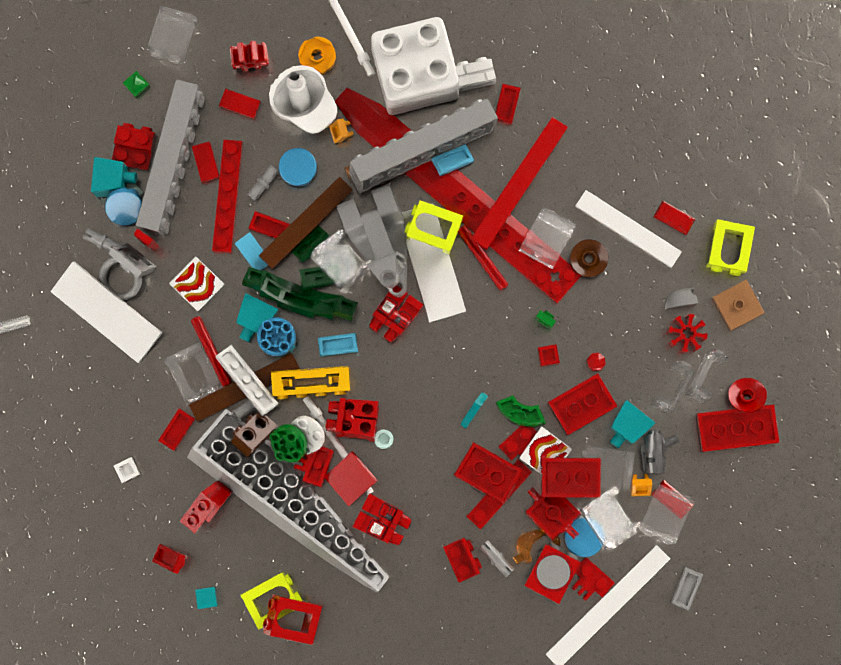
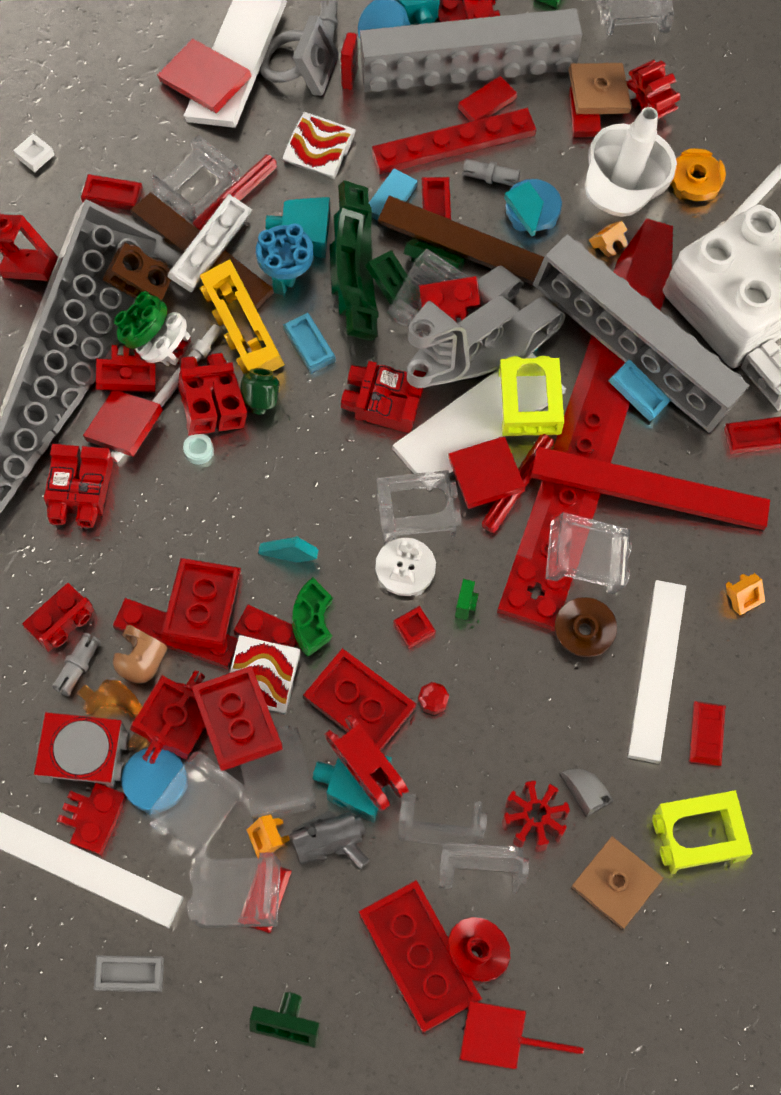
camera: 65 degrees right, 15 degrees down
(114, 338) = (204, 75): none -> tile
(230, 87) = (599, 88): none -> medium nougat plate
(301, 172) = (526, 205): none -> teal tile
(350, 248) = (453, 296): none -> red hinge
(363, 387) = (260, 390): none -> dark green head
(467, 304) = (445, 520): none -> clear panel
(472, 274) = (486, 472): none -> red tile
(513, 517) = (144, 658): none -> medium nougat helmet
(517, 350) = (401, 579): none -> white plate
(605, 158) = (746, 593): none -> light orange tile
(627, 415) = (366, 763): none -> red piece
(745, 513) = (285, 1023): none -> dark green tile
(794, 404) = (495, 1036): none -> red piece

